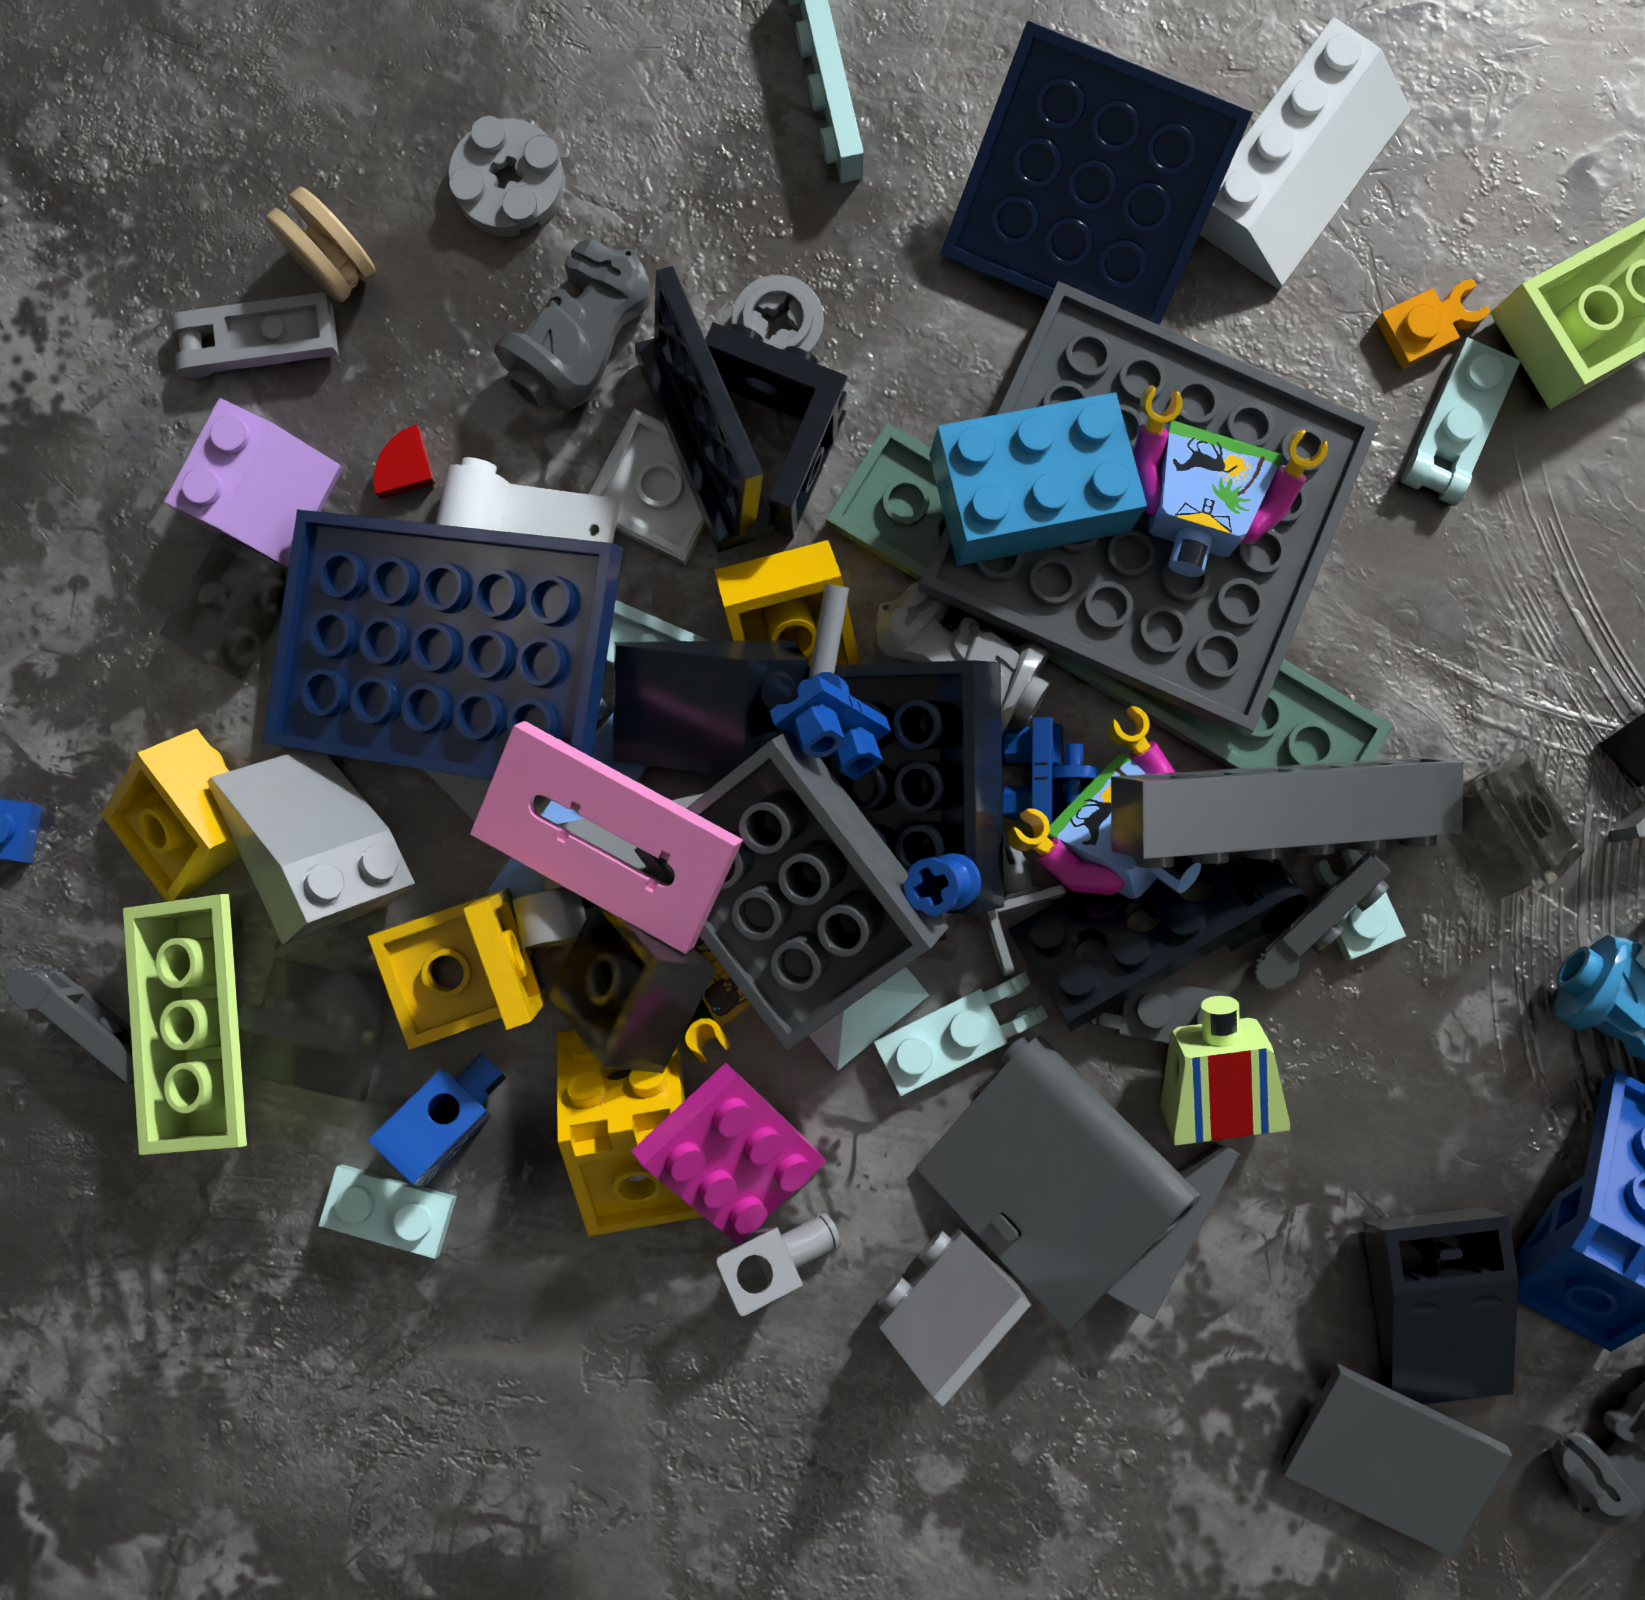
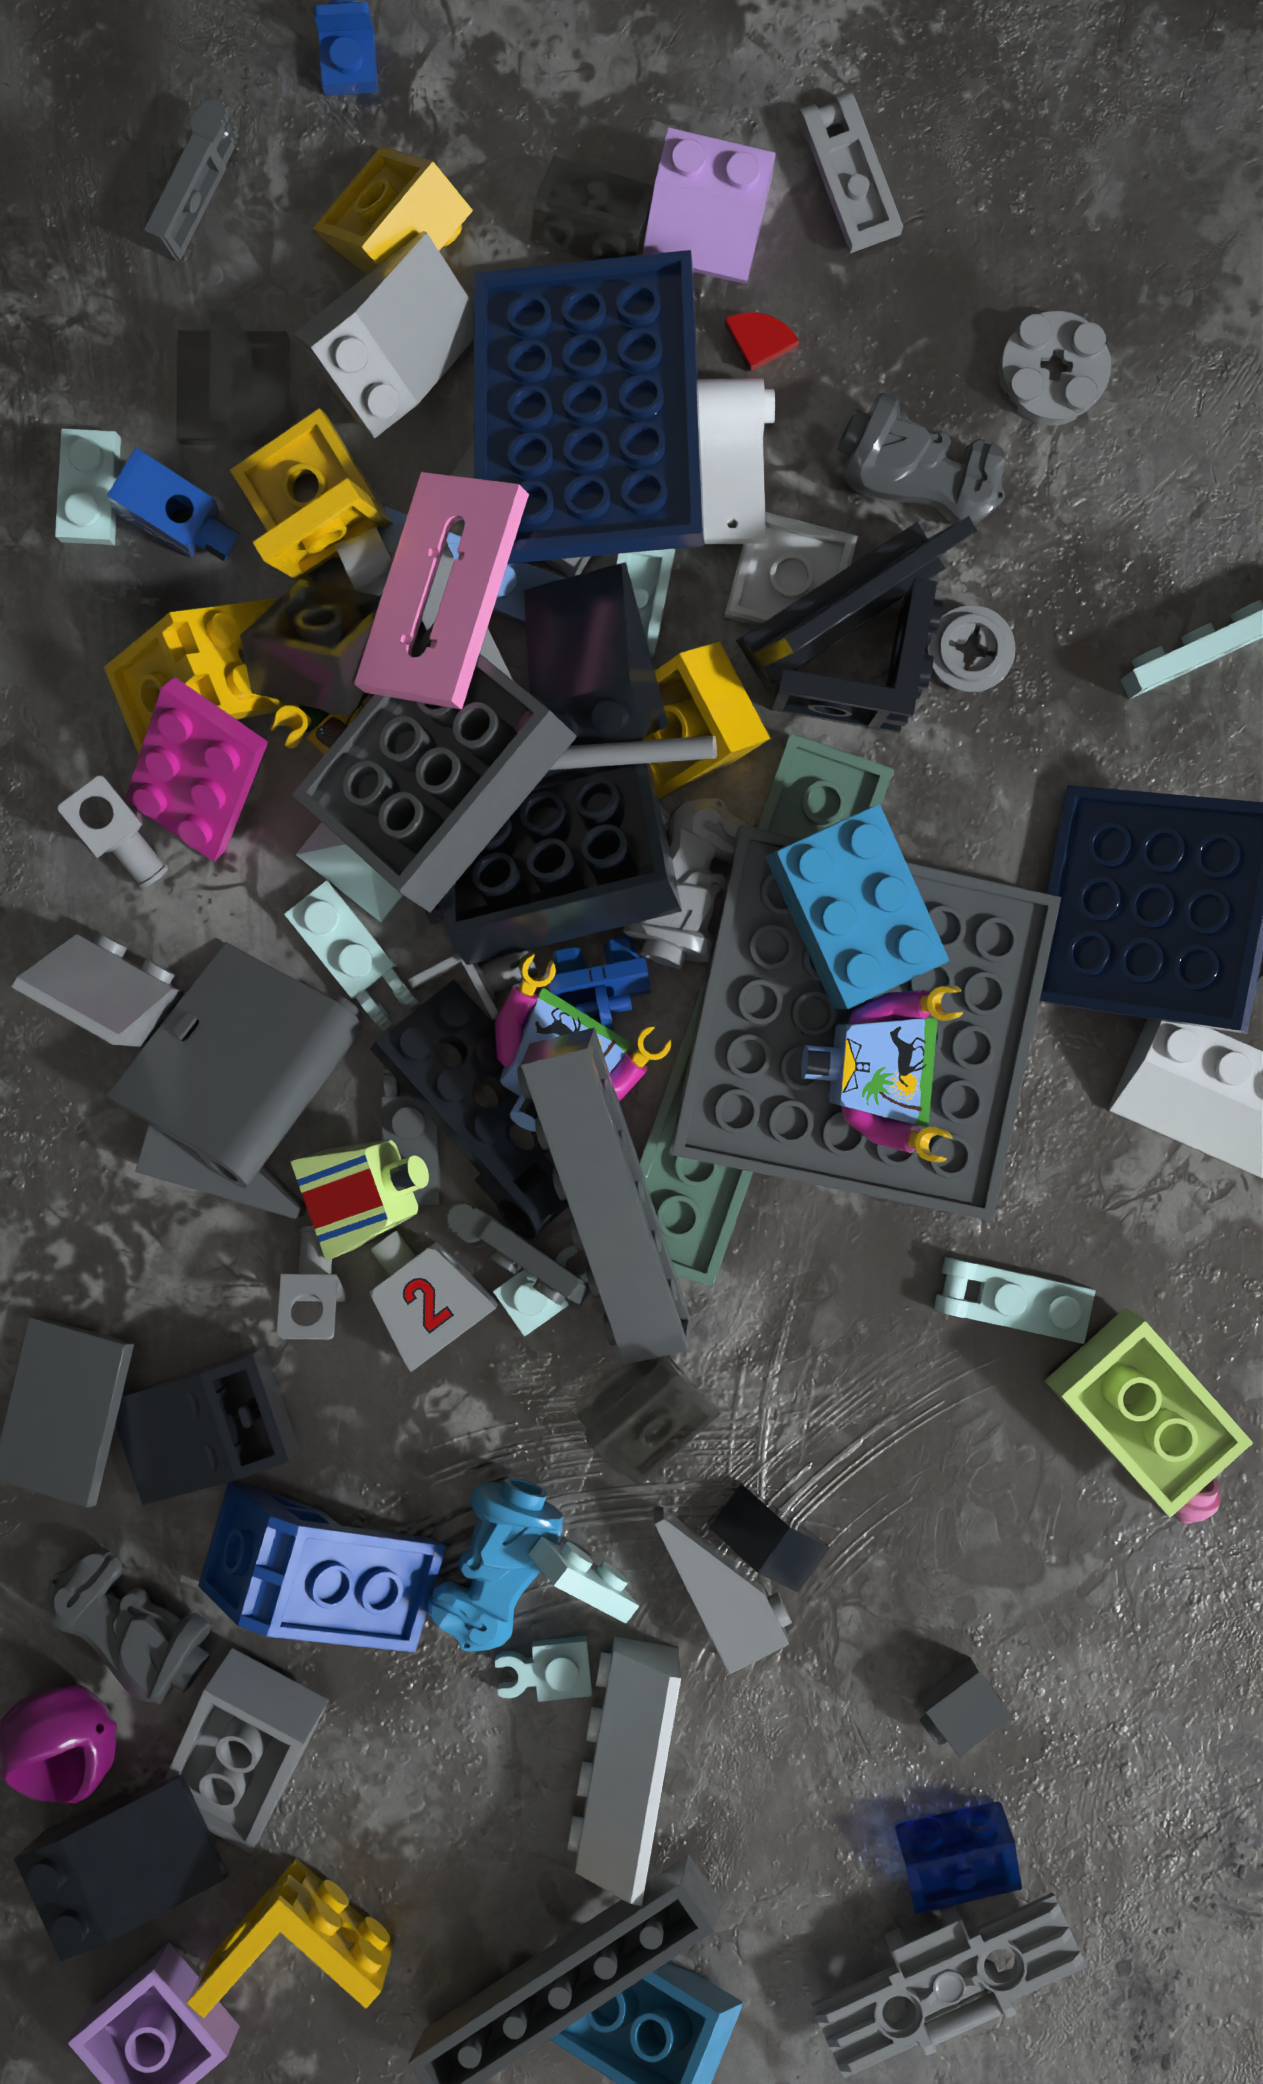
camera: 75 degrees right, 5 degrees up
(184, 1025) = (203, 264): yellowish green slope -> none
(325, 248) = (940, 213): tan head -> none
(833, 724) = (586, 767): blue hips -> none
(923, 888) = (465, 899): blue bush -> none
(1310, 1152) = (311, 1283): none -> light grey bracket
(1349, 1030) = (426, 1298): none -> light grey torso
(1428, 325) = (1101, 1250): light orange plate -> none

